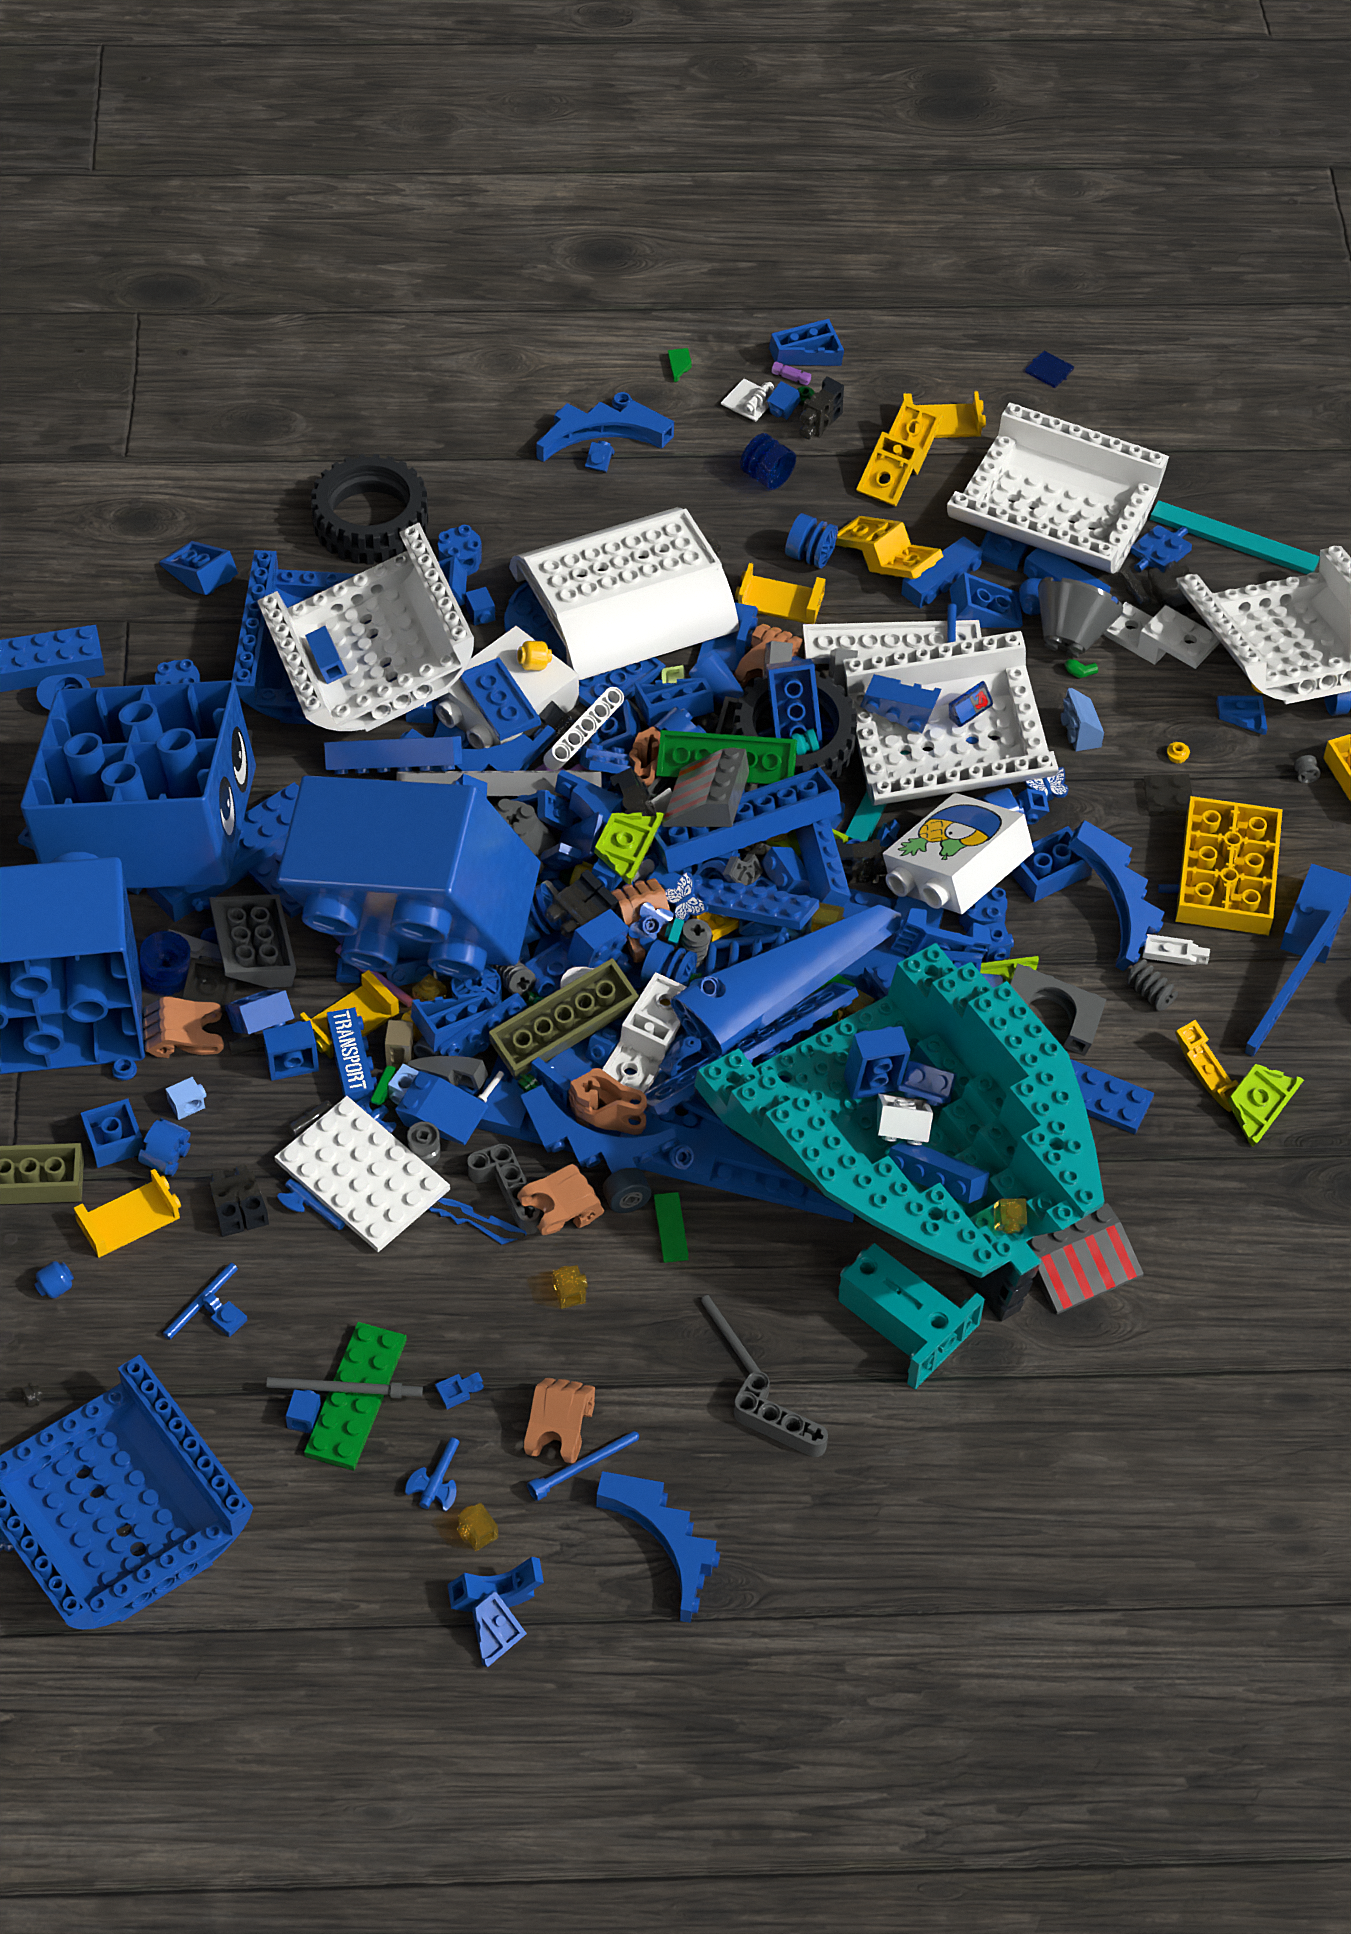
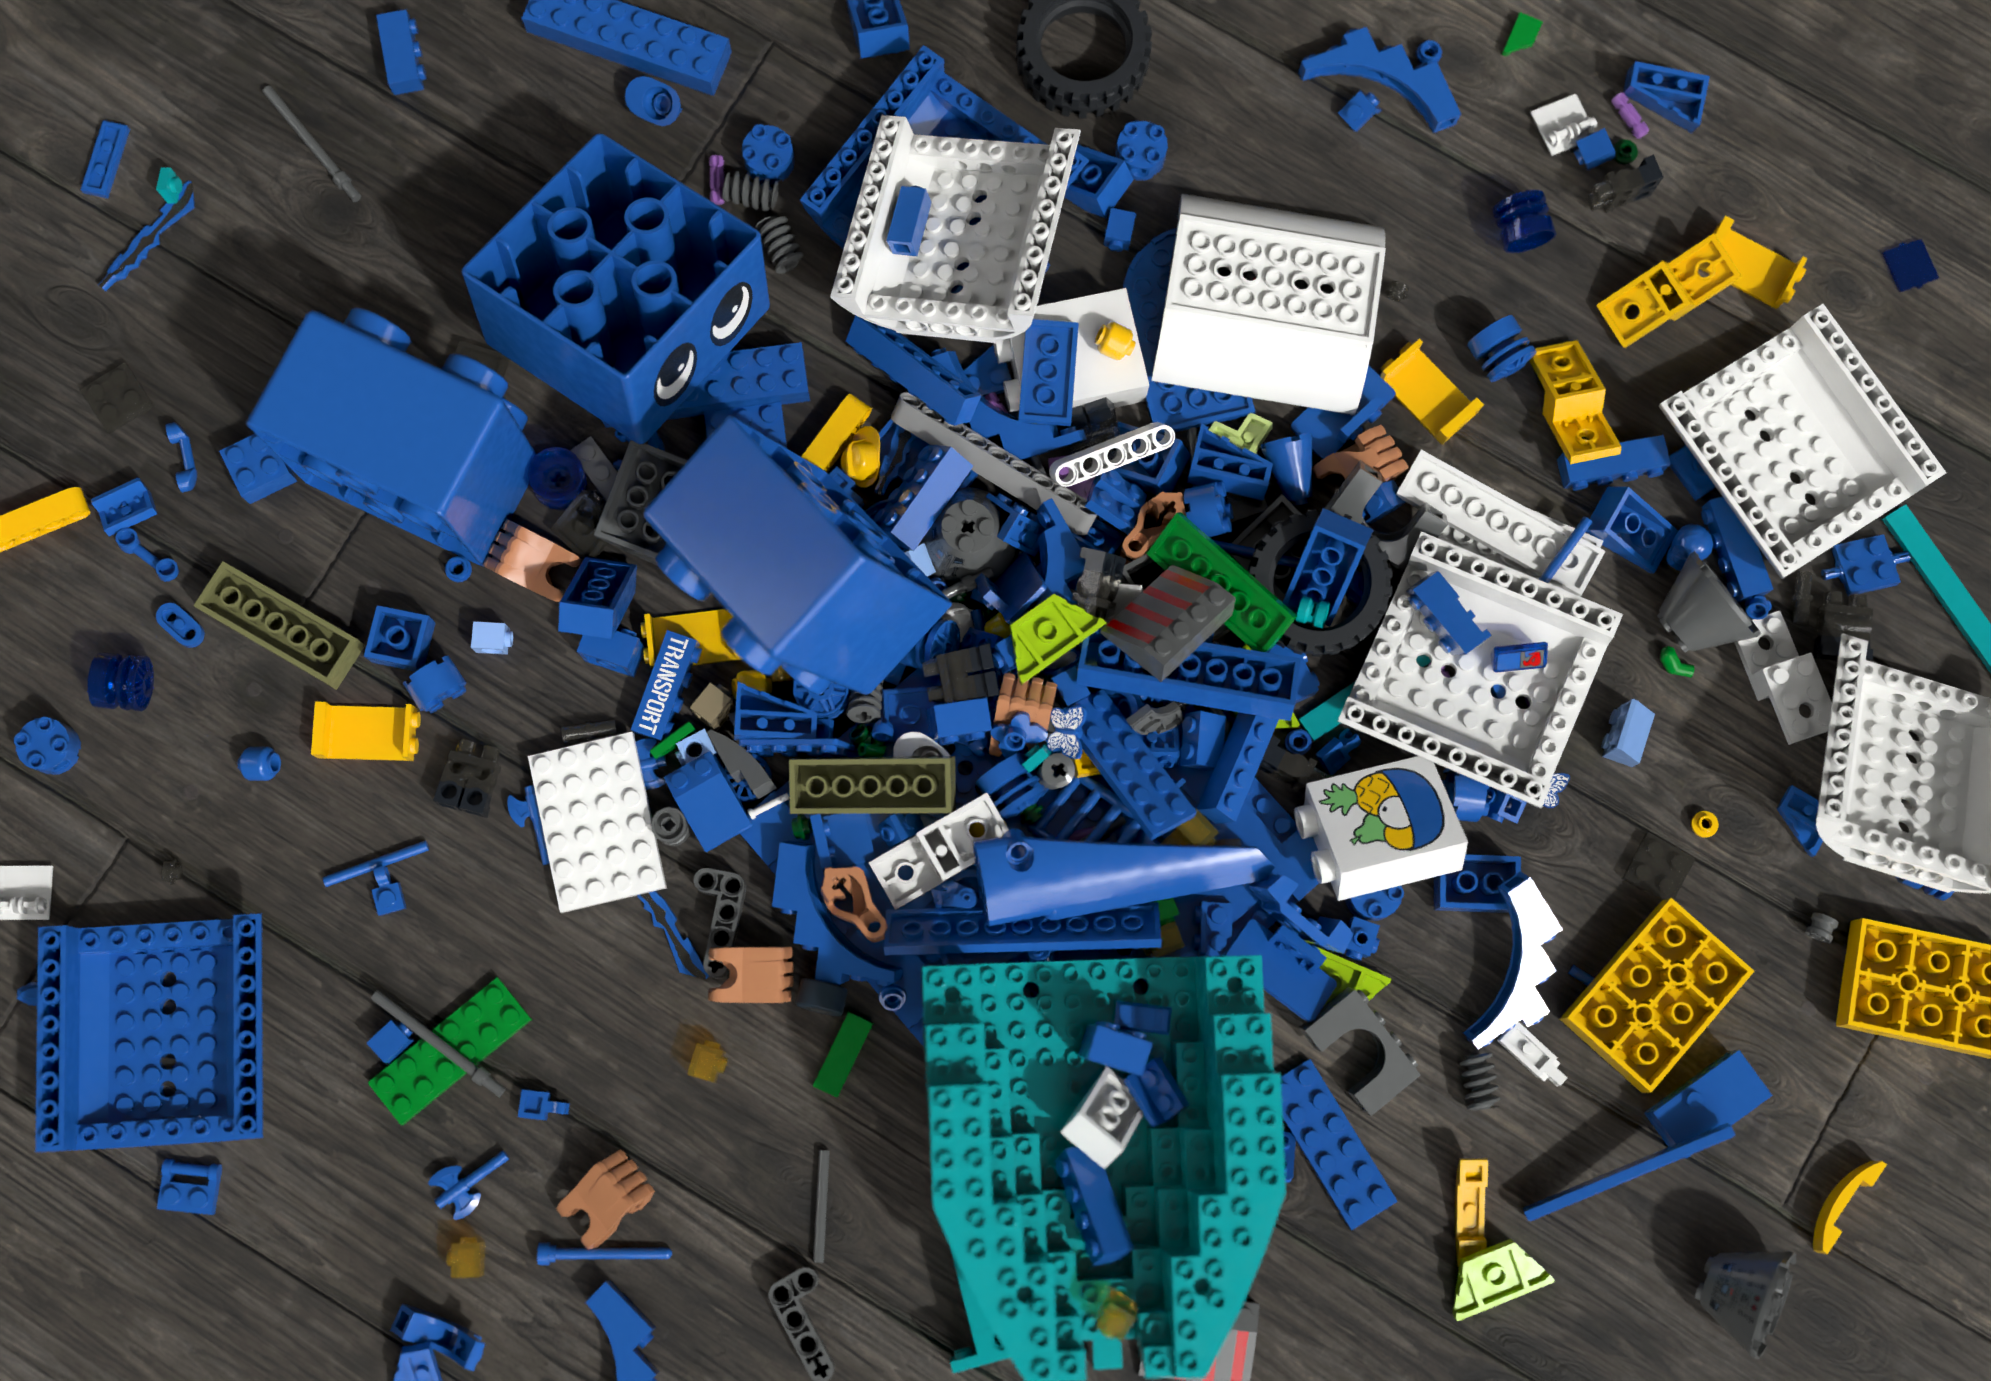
camera: 30 degrees right, 25 degrees up
(209, 1618) = (188, 1196): none -> blue plate

